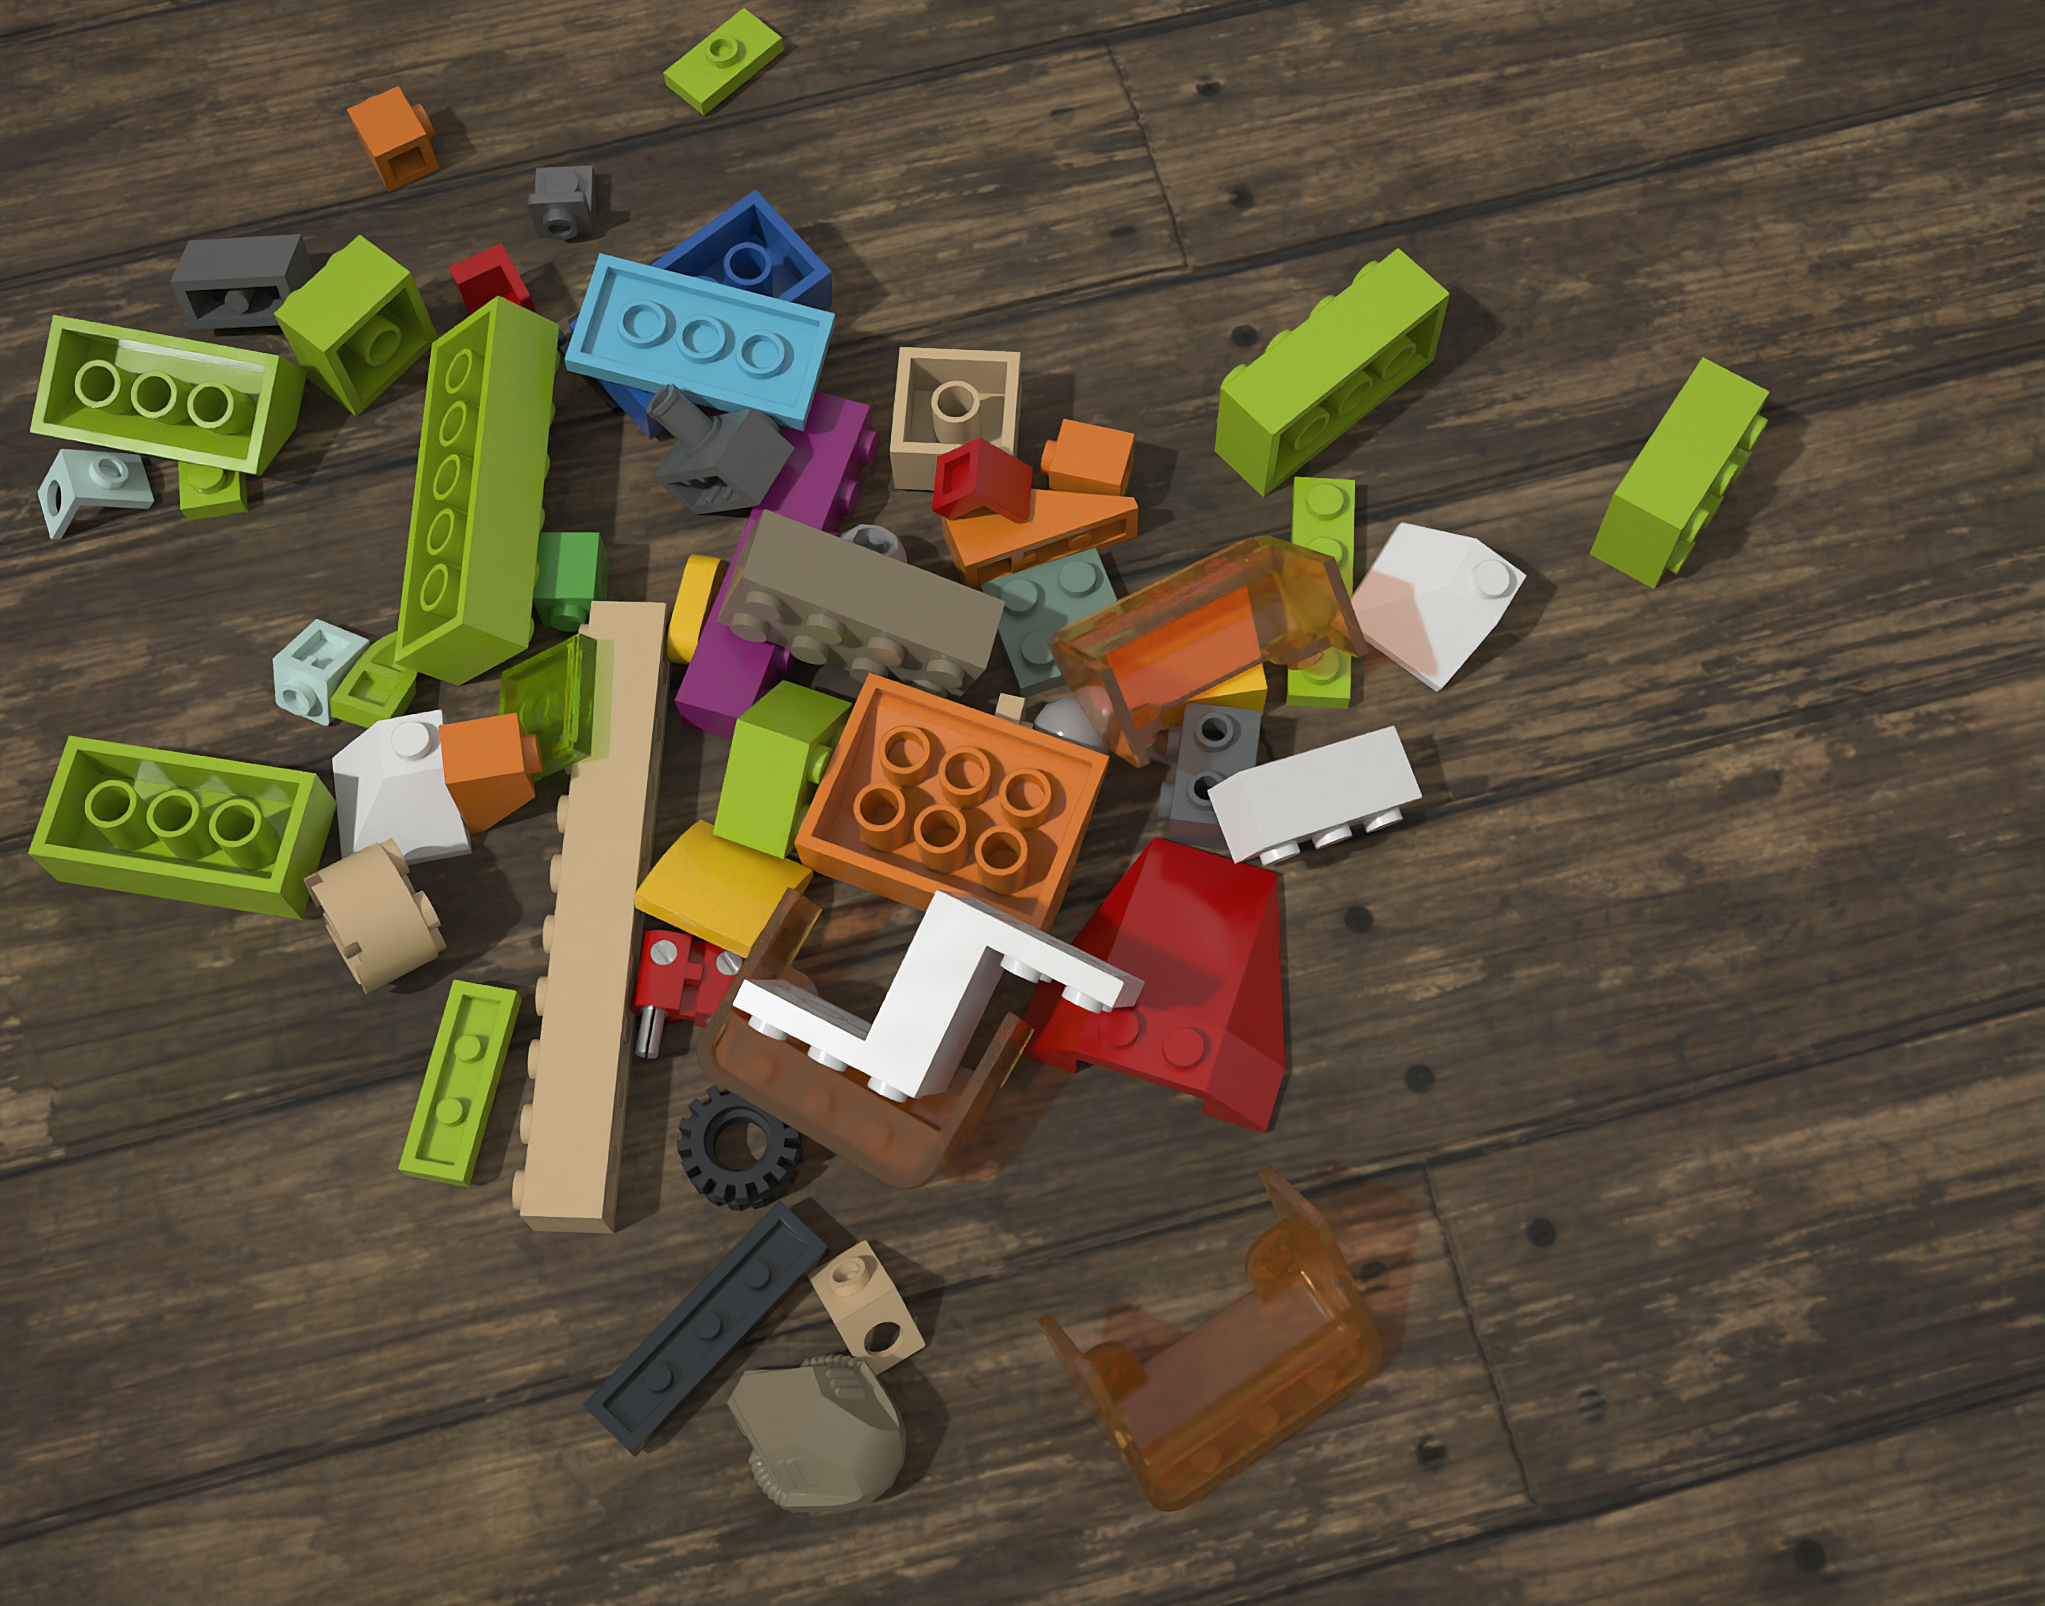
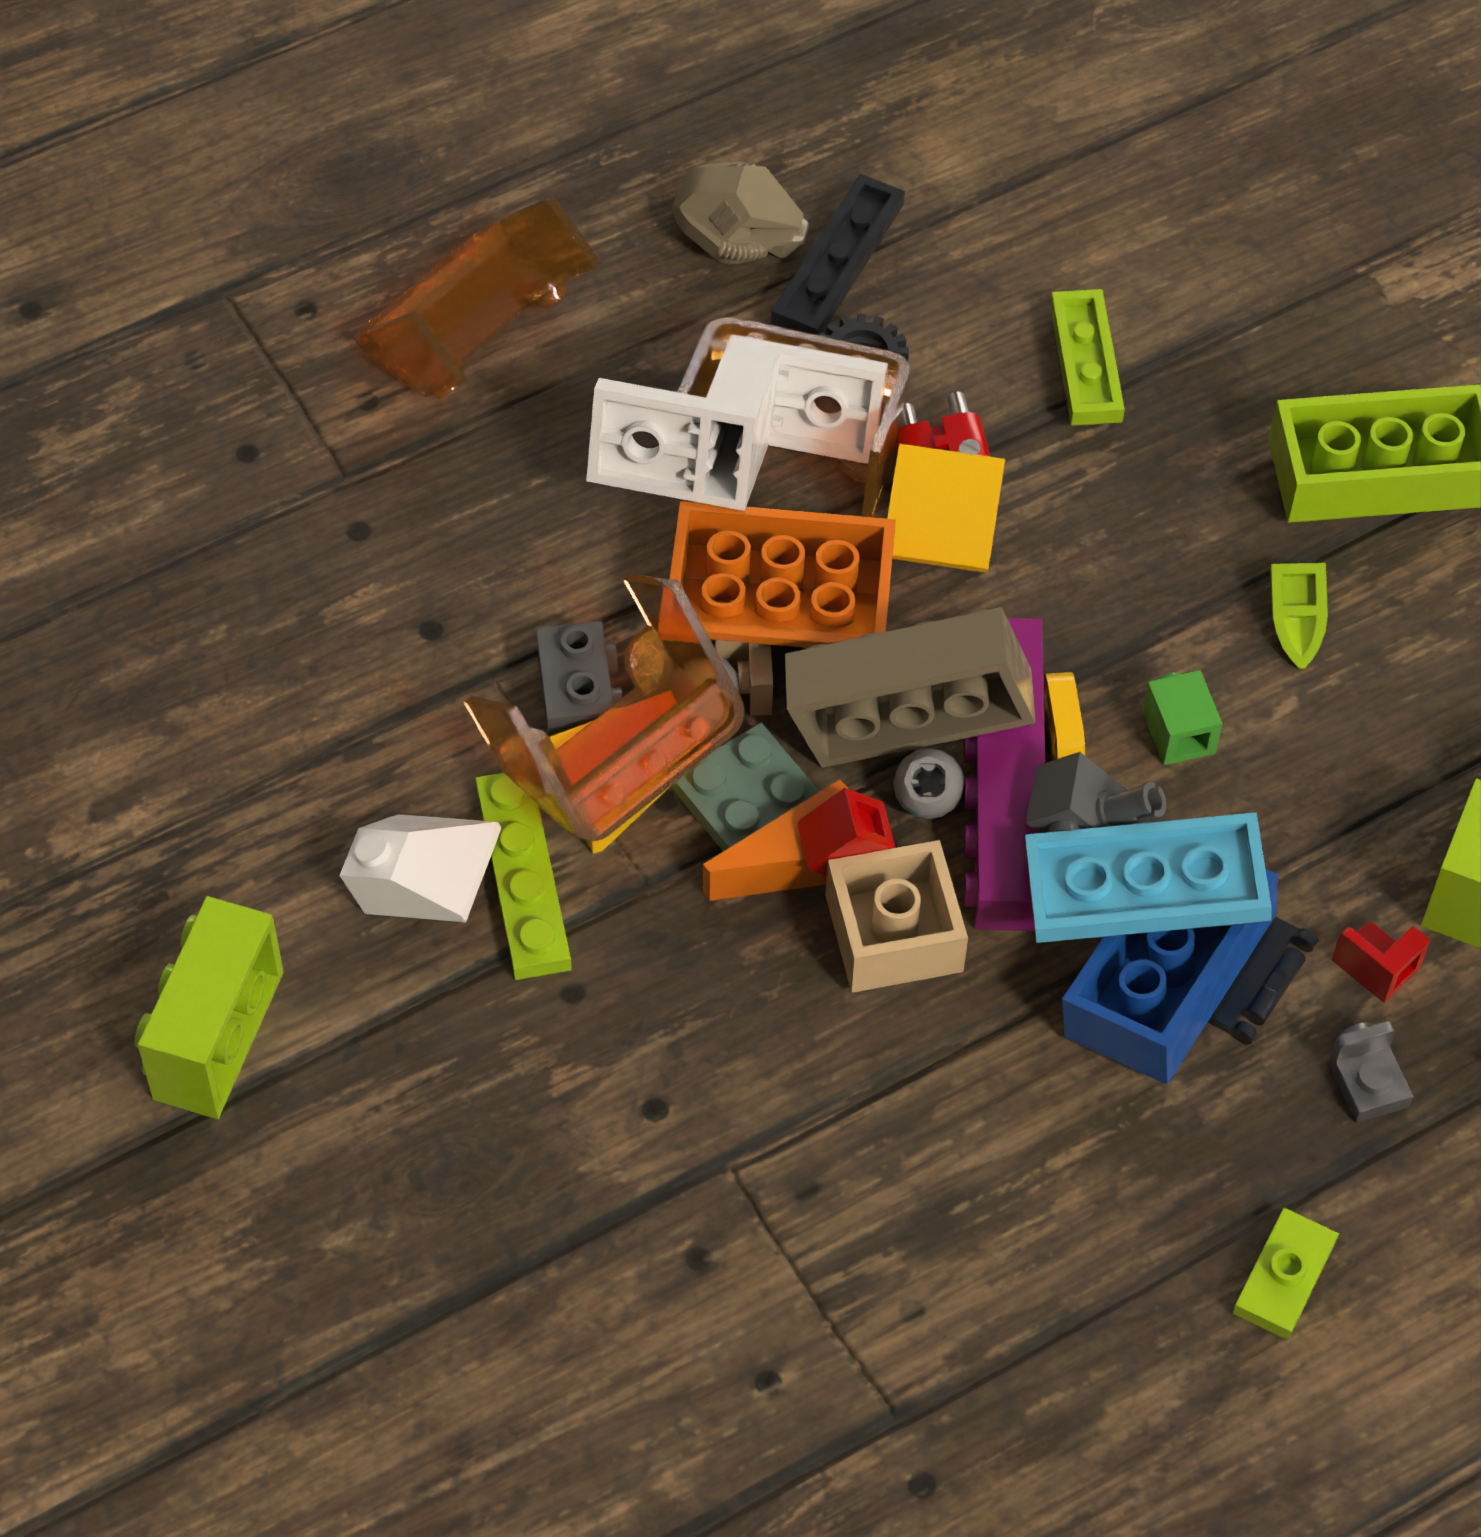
camera: 160 degrees right, 10 degrees down
(314, 668) = (1357, 605): light aqua bracket -> none
(376, 915) = (1203, 422): tan brick -> none
(396, 789) = (1236, 537): white slope -> none
(479, 494) = (1290, 743): lime brick -> none
(489, 768) = (1166, 524): orange slope -> none
(555, 700) = (1146, 596): clear neon green tile -> none
(596, 933) = (1041, 494): tan brick -> none
(776, 766) = (931, 581): lime brick -> none
(860, 1297) = (737, 289): tan bracket -> none
(1089, 459) = (761, 907): orange brick -> none
(1211, 990) = (560, 542): red wedge -> none
(1315, 797) = (486, 656): white brick -> none
(1329, 371) = (558, 1031): lime brick -> none

